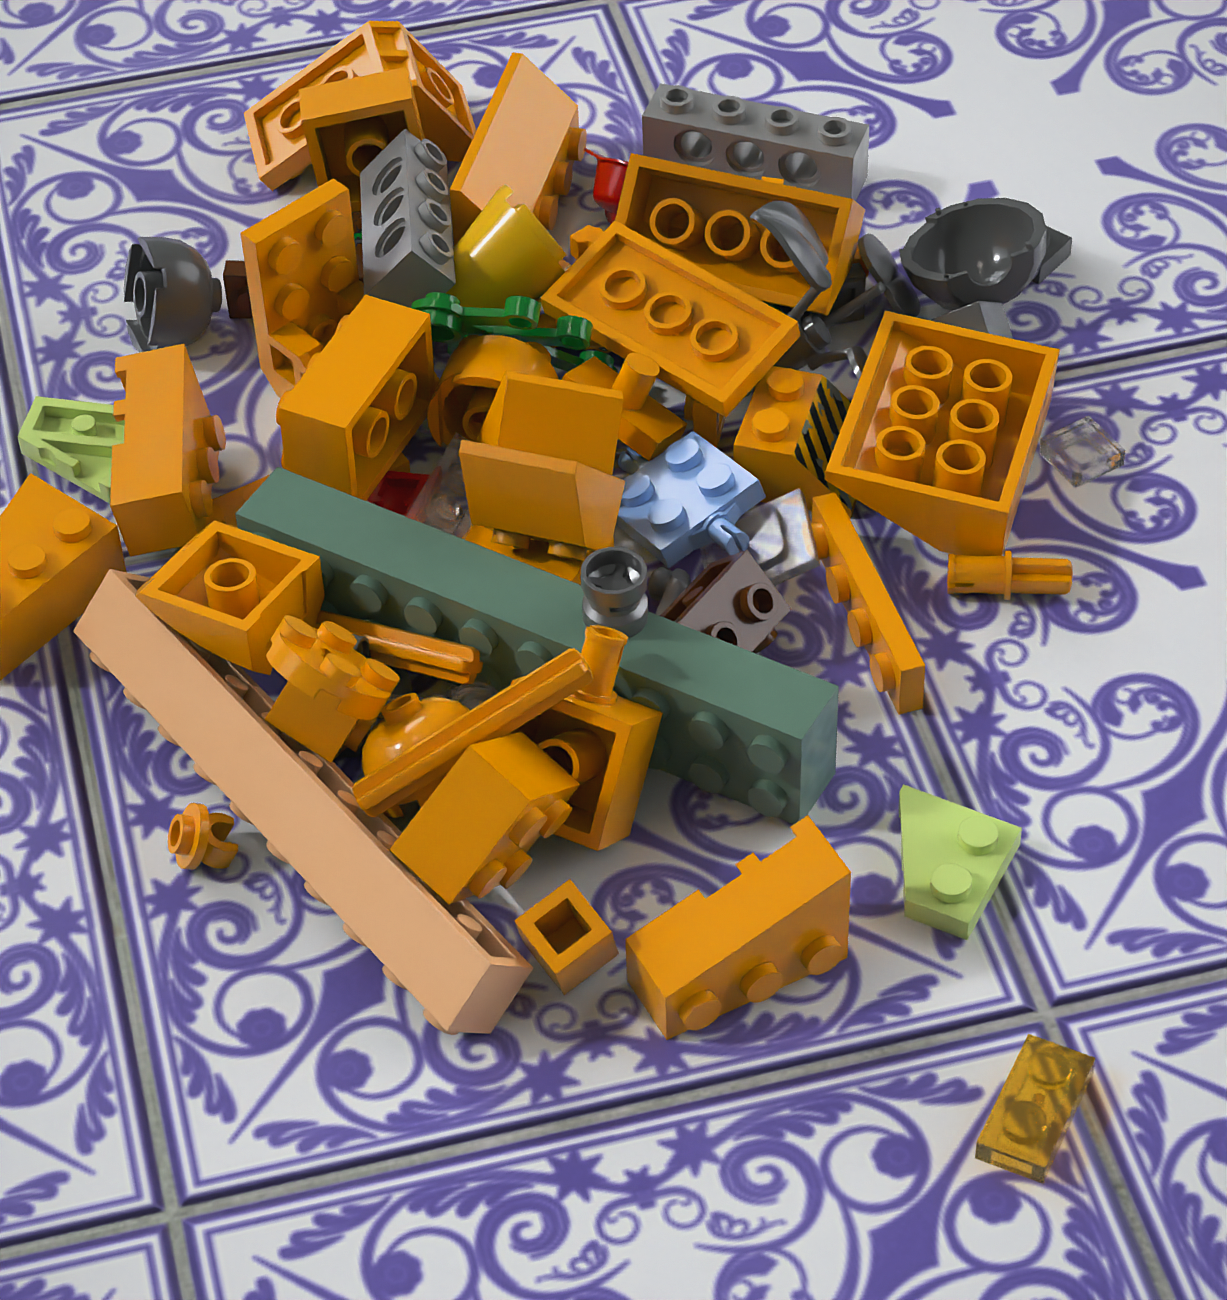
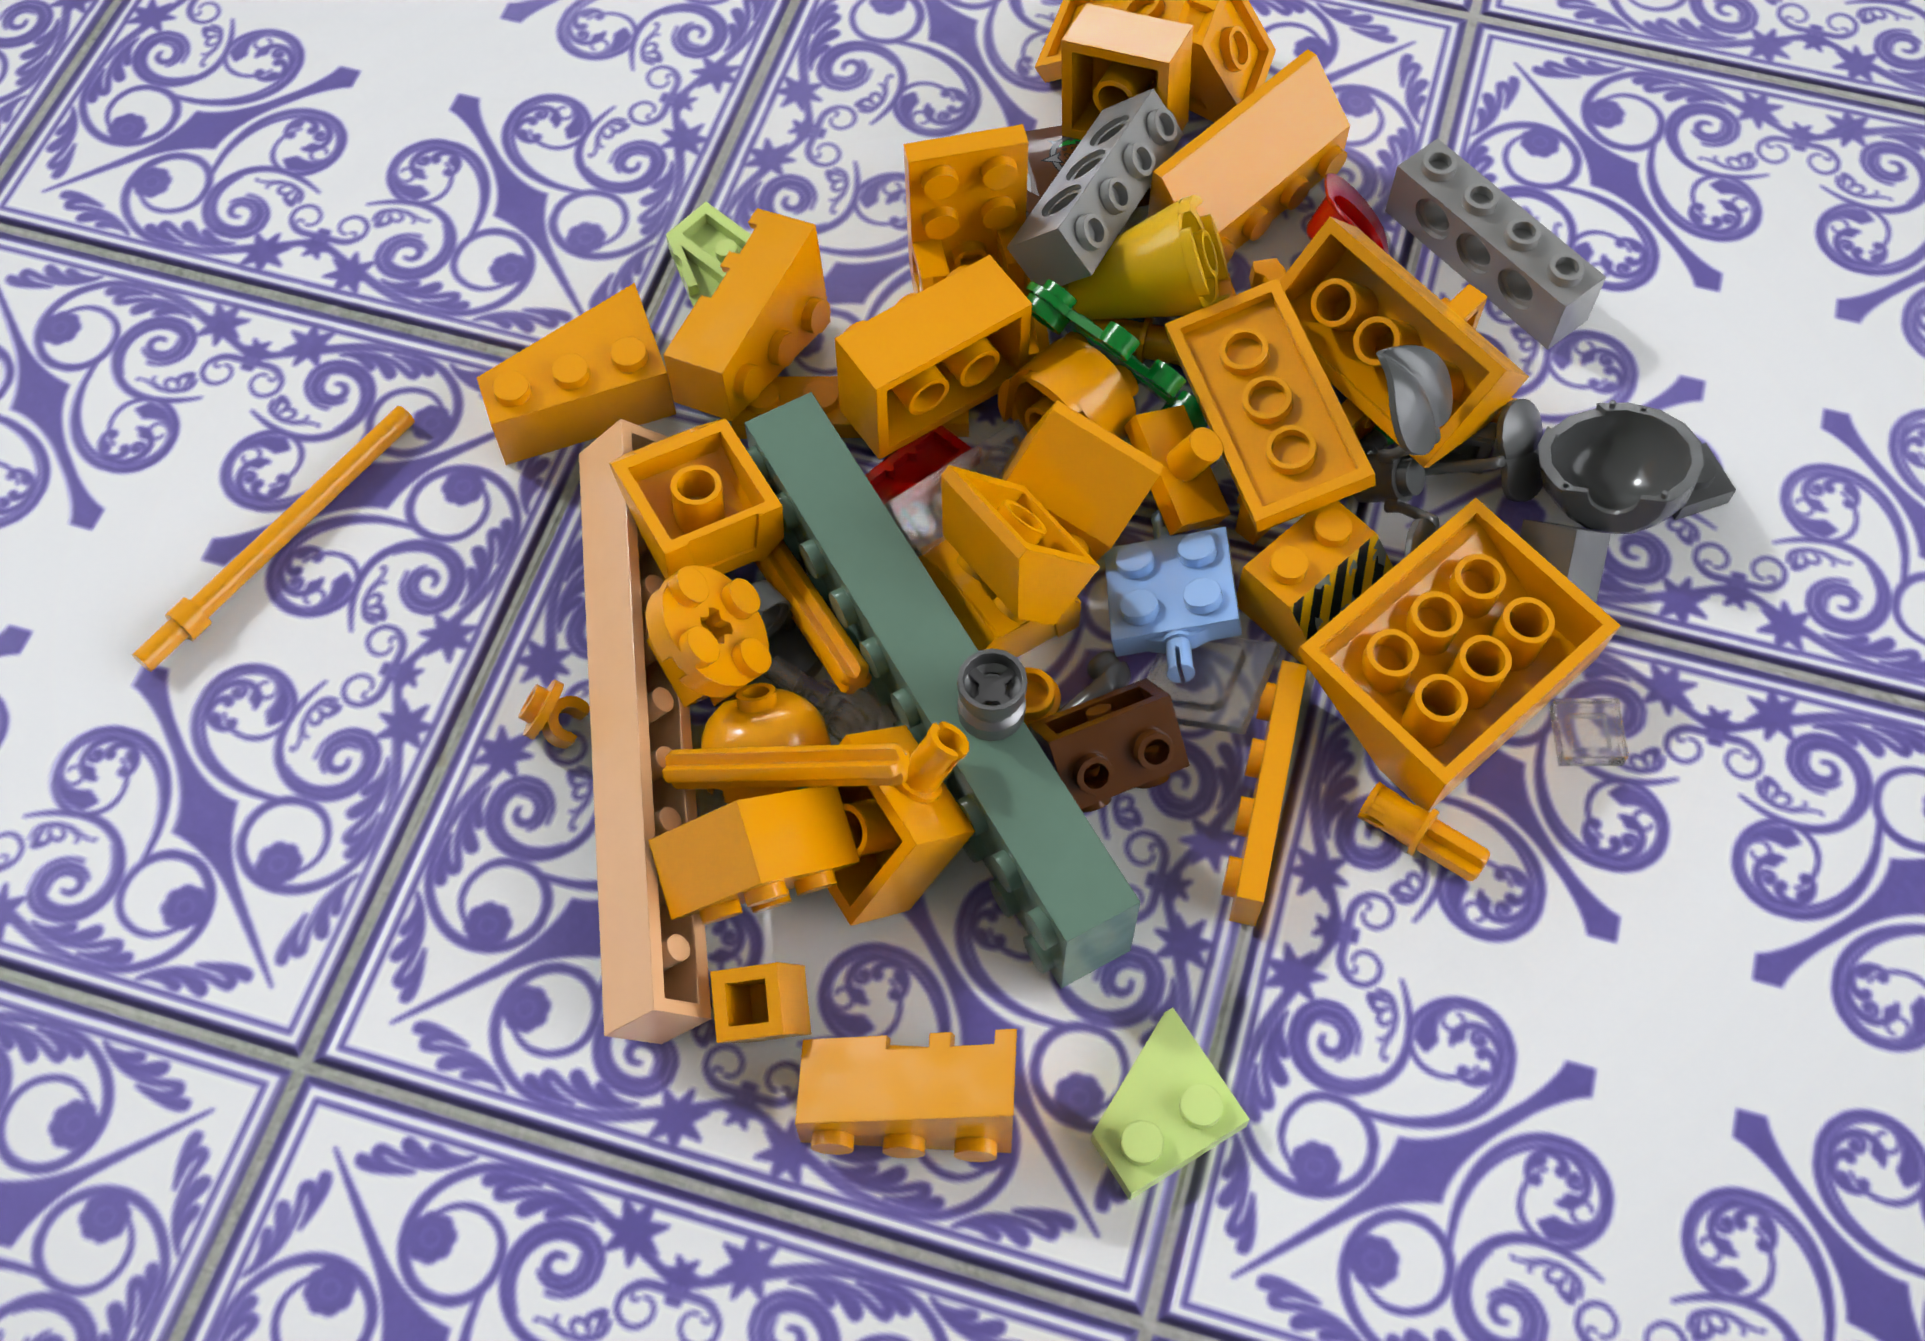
camera: 30 degrees right, 15 degrees up
(169, 293) = (873, 156): dark grey cylinder -> none

